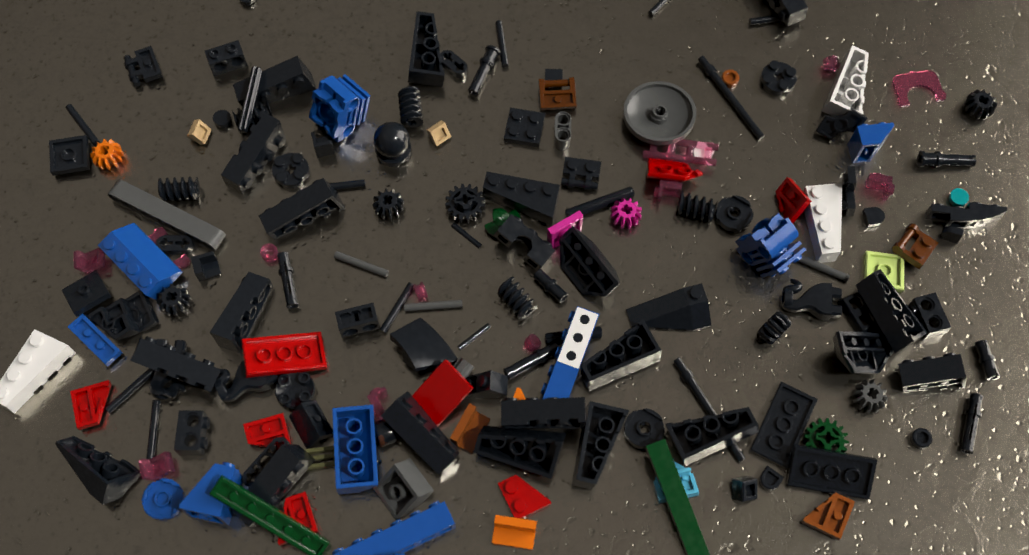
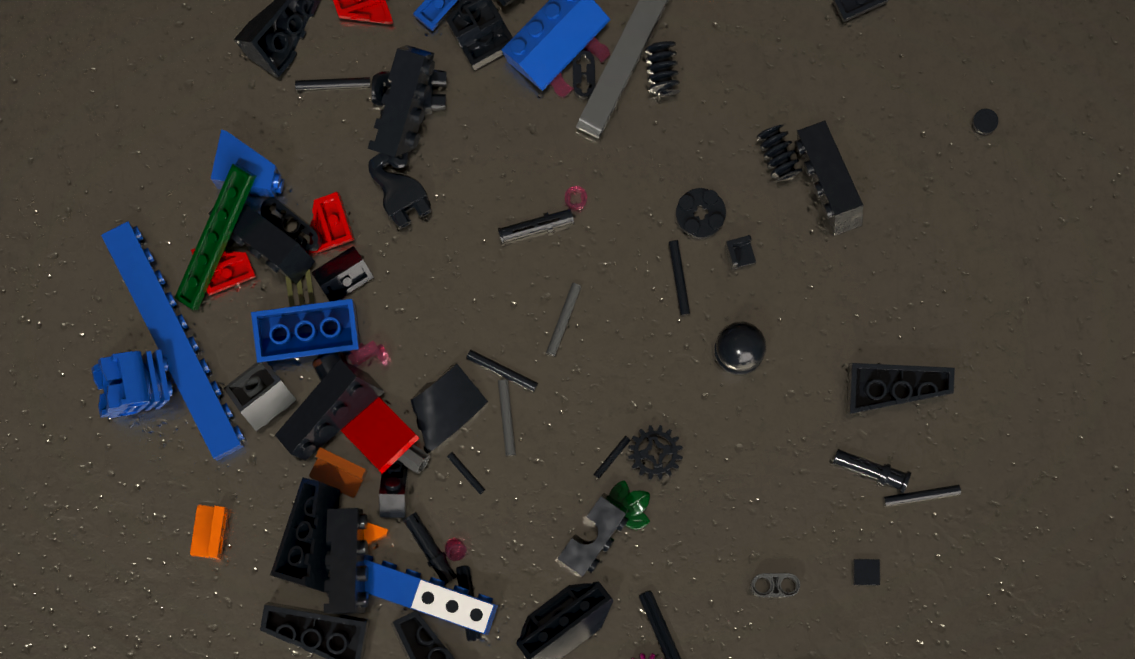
camera: 90 degrees right, 15 degrees up
(129, 390) = (375, 40): black bar -> none
(156, 467) = (283, 94): clear pink bracket -> none
(162, 499) = (247, 107): blue tile -> none
(181, 301) = (493, 89): black gear -> none
(185, 433) = (327, 123): black brick -> none
(199, 132) = (752, 84): tan tile -> none
(206, 266) = (551, 119): black panel -> none
(222, 119) = (777, 112): black tile -> none
(226, 58) = (872, 105): black brick -> none
(241, 312) = (486, 173): black wedge -> none
(249, 100) = (793, 147): black axle -> none
(254, 153) = (717, 162): black wedge -> none
(283, 354) = (428, 231): red tile -> none
(294, 389) = (386, 250): black dish -> none
(301, 209) = (636, 233): black wedge -> none
(339, 106) = (791, 271): blue piece -> none
(357, 320) = (477, 320): black brick -> none
(383, 199) = (650, 340): black gear -> none
(410, 107) = (802, 368): black piece -> none
(420, 291) = (524, 399): clear pink bush -> none
(438, 133) = (764, 411): tan tile -> none
(456, 62) = (887, 431): black beam -> none
(515, 299) = (514, 526): black piece -> none
(522, 497) = (252, 540): red wing -> none
(524, 127) = (782, 531): black plate -> none
(524, 195) = (665, 540): black wedge -> none
(550, 285) = (536, 572): black pin -> none
(556, 231) = (613, 588): dark pink plate -> none
(557, 98) = (827, 577): reddish brown plate -> none
(581, 169) = (718, 612): black plate -> none

